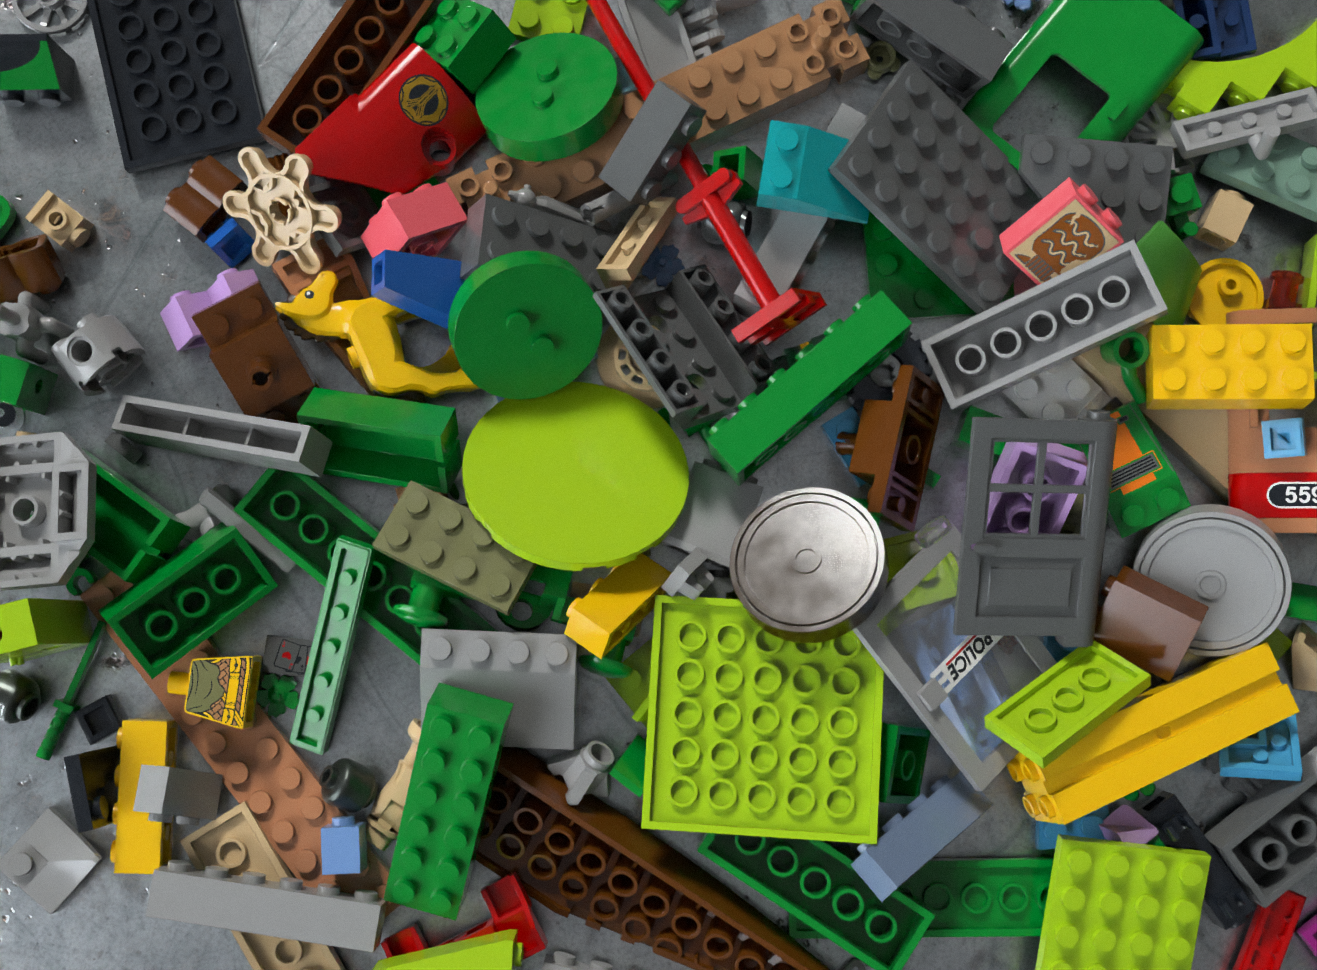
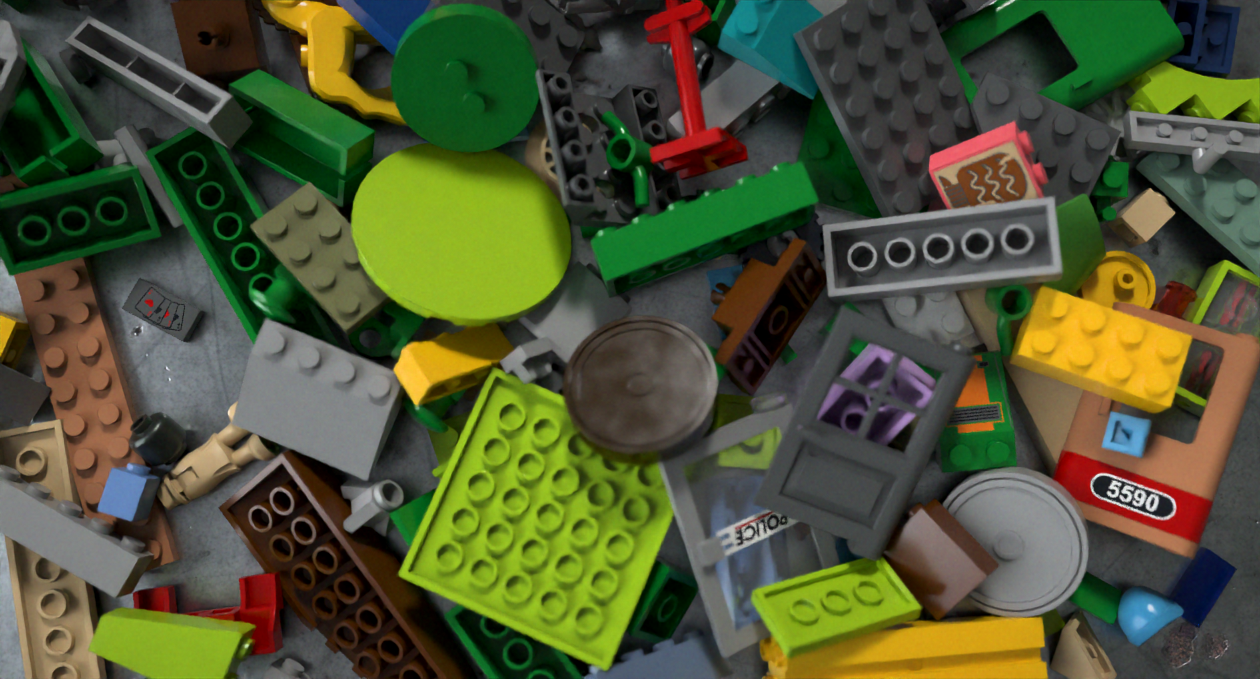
camera: 15 degrees right, 0 degrees up
(220, 688) = (74, 310): torso -> none
(278, 694) = (130, 334): green plant -> none
(332, 644) = (189, 305): tile -> none
(447, 800) = (234, 483): green brick -> none
(636, 242) = (598, 45): tan panel -> none
(663, 265) = (617, 75): medium blue plant -> none
(699, 342) = (629, 156): none -> green piece

